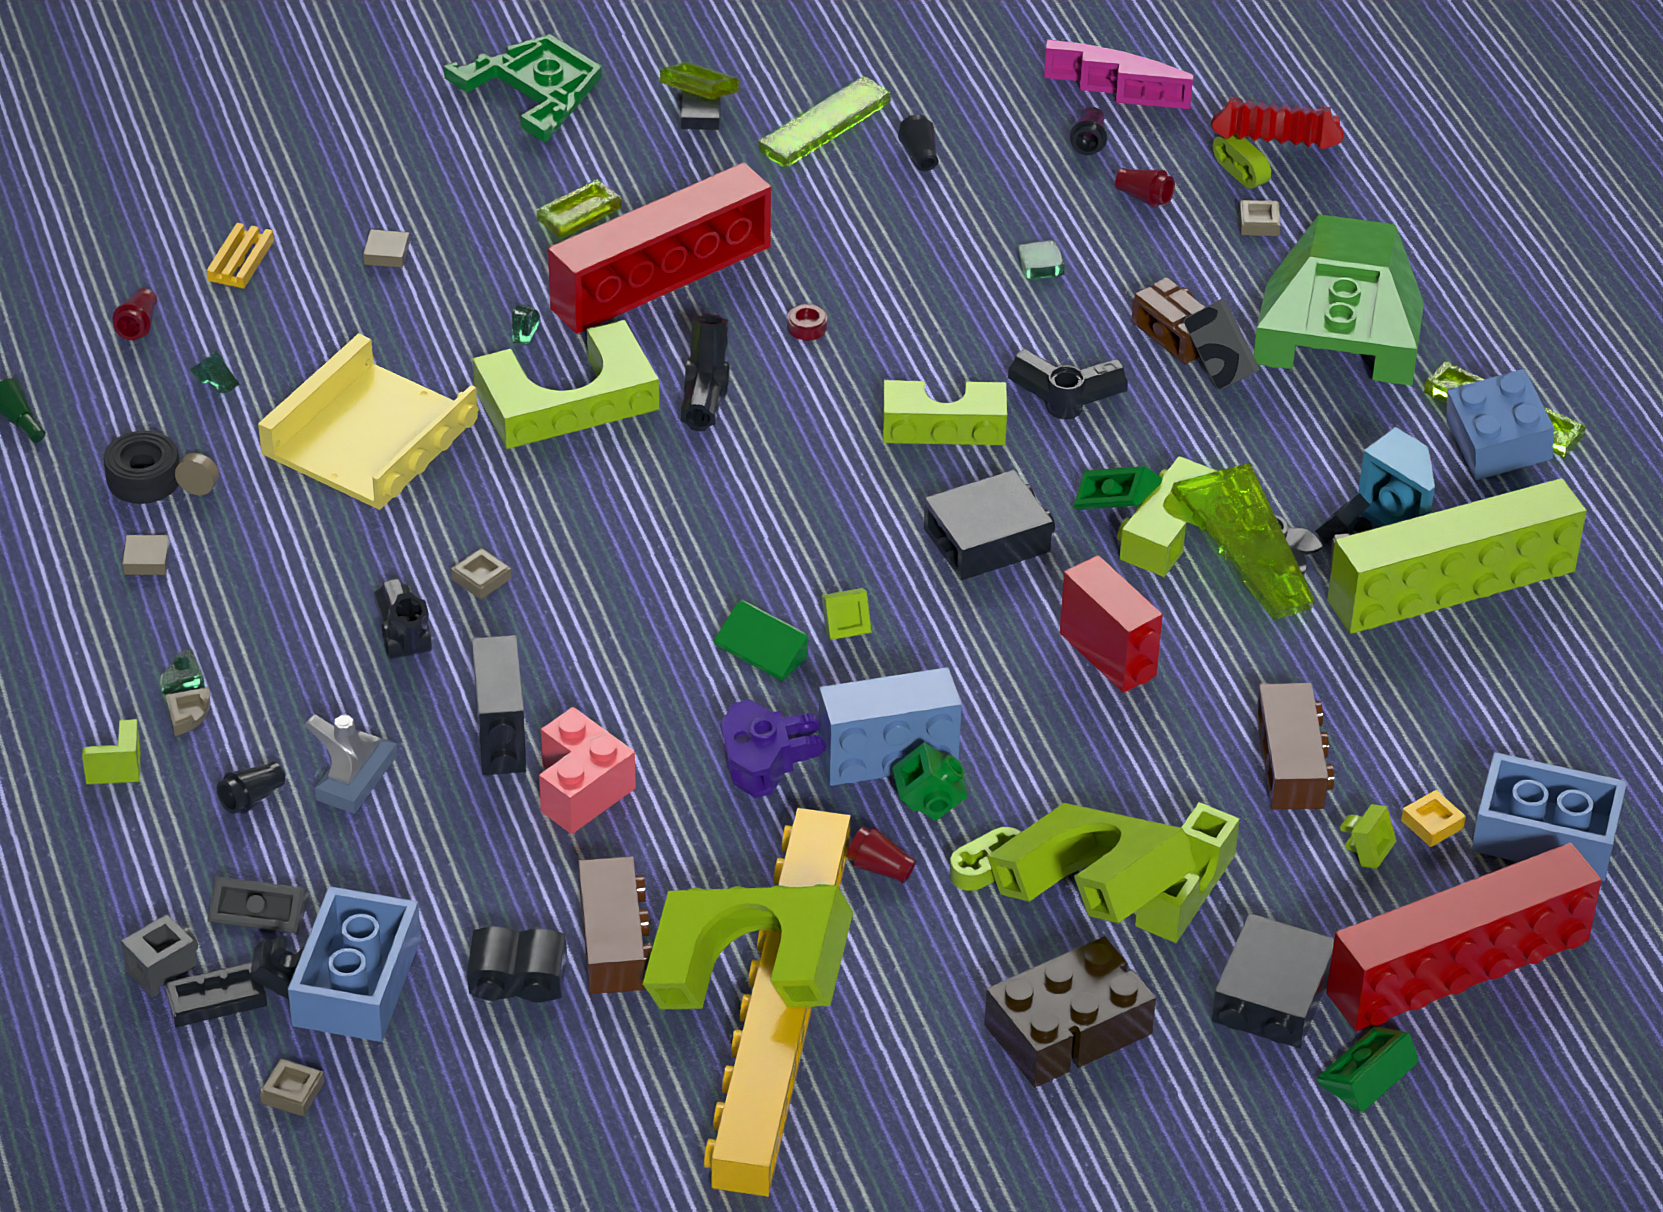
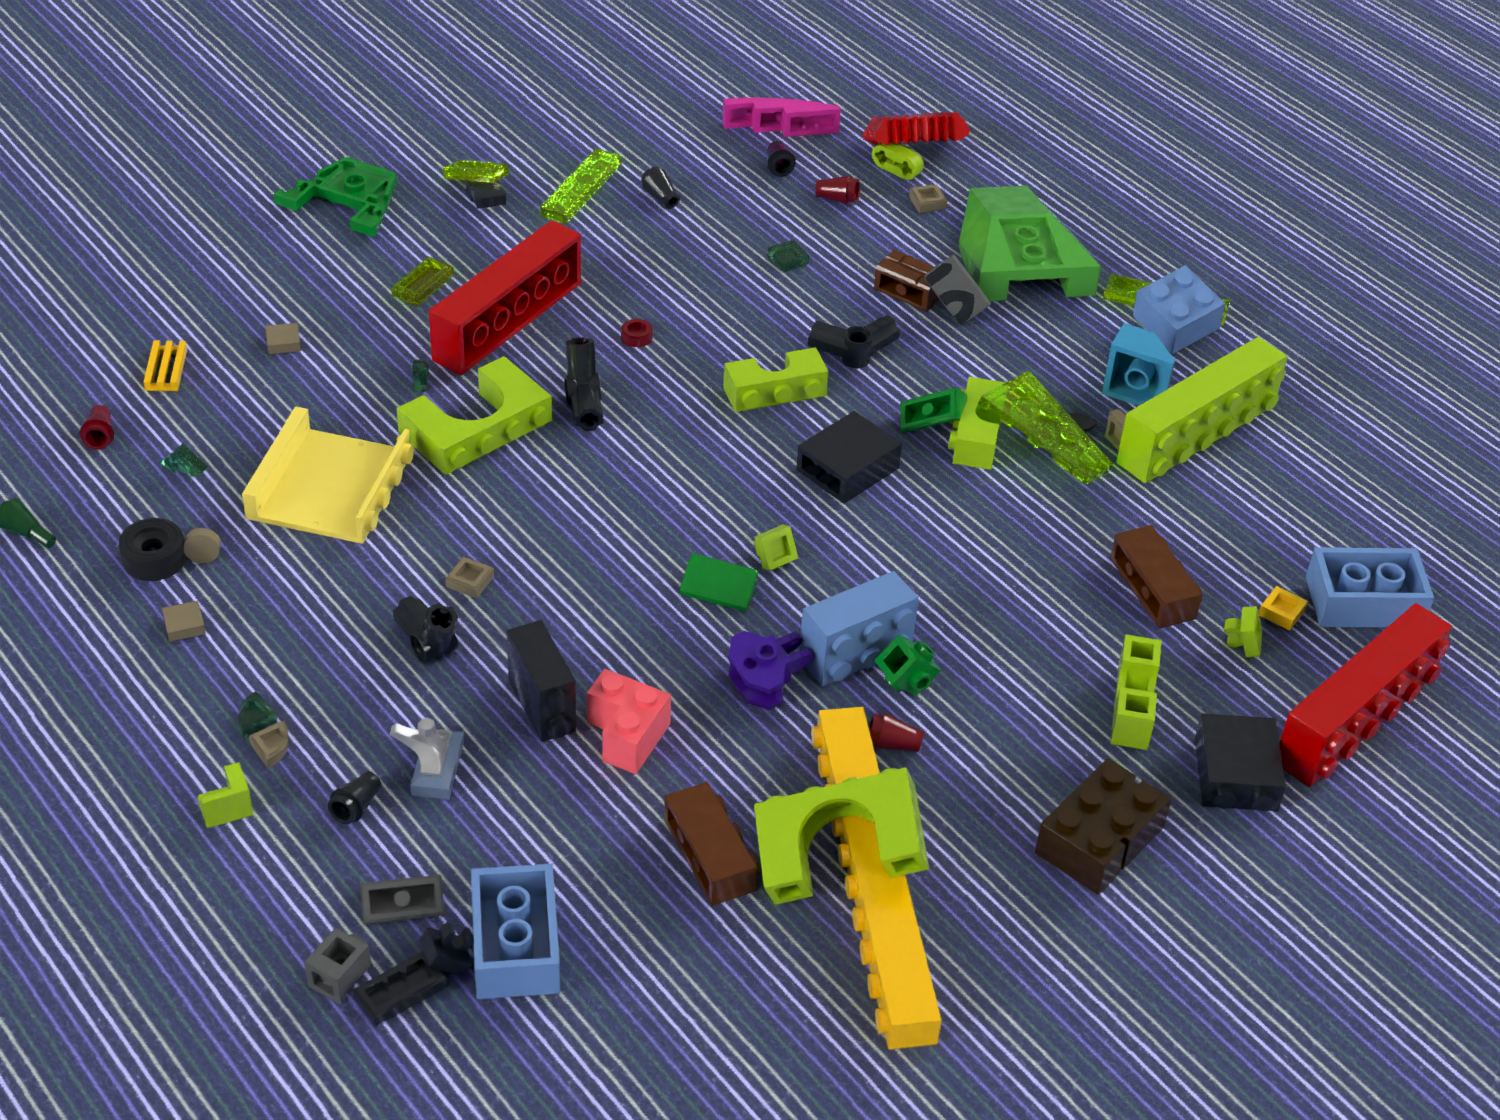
camera: 20 degrees left, 0 degrees up
(292, 1087) = (499, 1054): dark tan tile -> none
(517, 964) = (647, 896): black brick -> none
(974, 856) = (980, 720): lime beam -> none
(1110, 623) = (984, 512): red brick -> none
(1124, 859) = (1117, 686): lime arch -> none
(1346, 520) = (1104, 400): black tile -> none
(1370, 1067) = (1338, 813): green slope -> none

